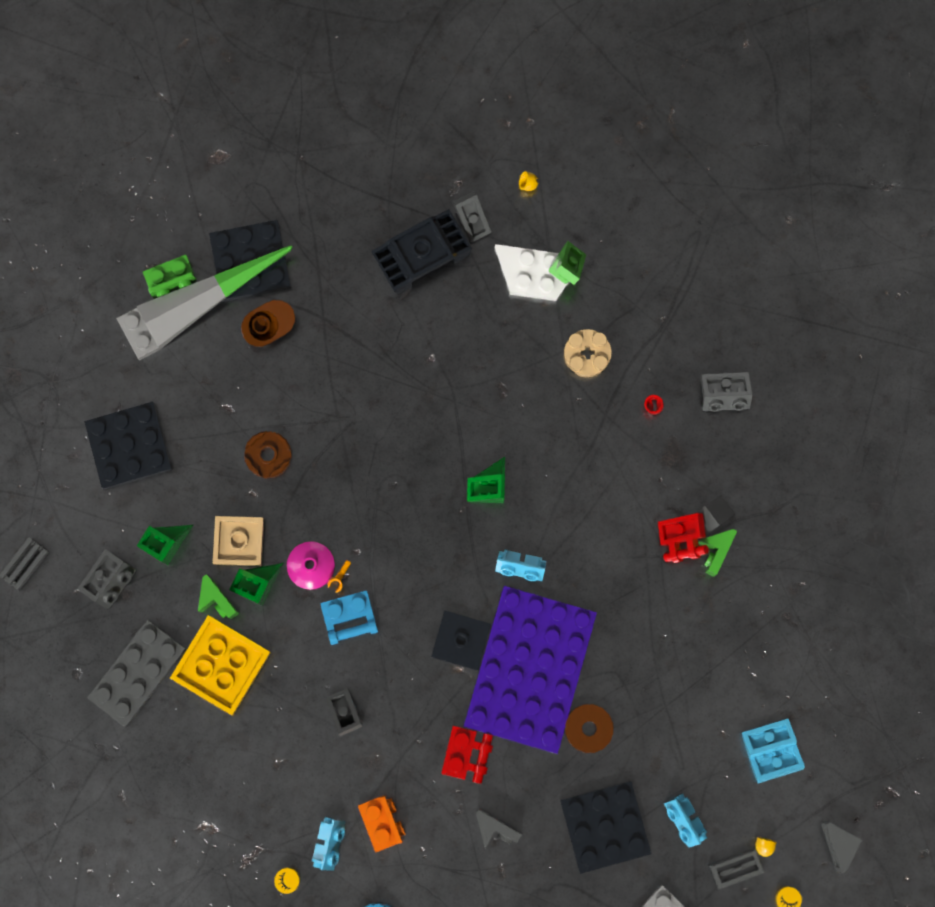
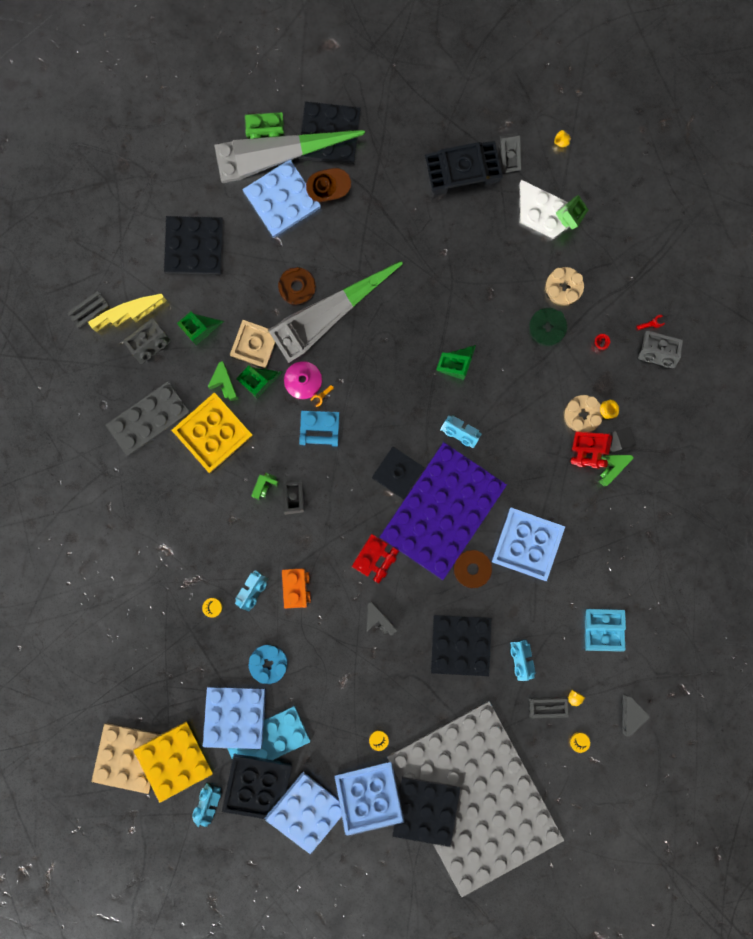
camera: 15 degrees right, 5 degrees up
(80, 545) = (135, 309): none -> light yellow slope
(216, 356) = (281, 198): none -> light blue plate
(294, 500) = (302, 329): none -> light grey plate
(300, 714) = (260, 488): none -> bright green bracket
(577, 419) = (540, 334): none -> clear green plate
(645, 676) = (528, 544): none -> light blue plate
(665, 485) = (573, 409): none -> tan plate
(689, 482) = (609, 409): none -> yellow tile
(706, 363) = (654, 323): none -> red hand

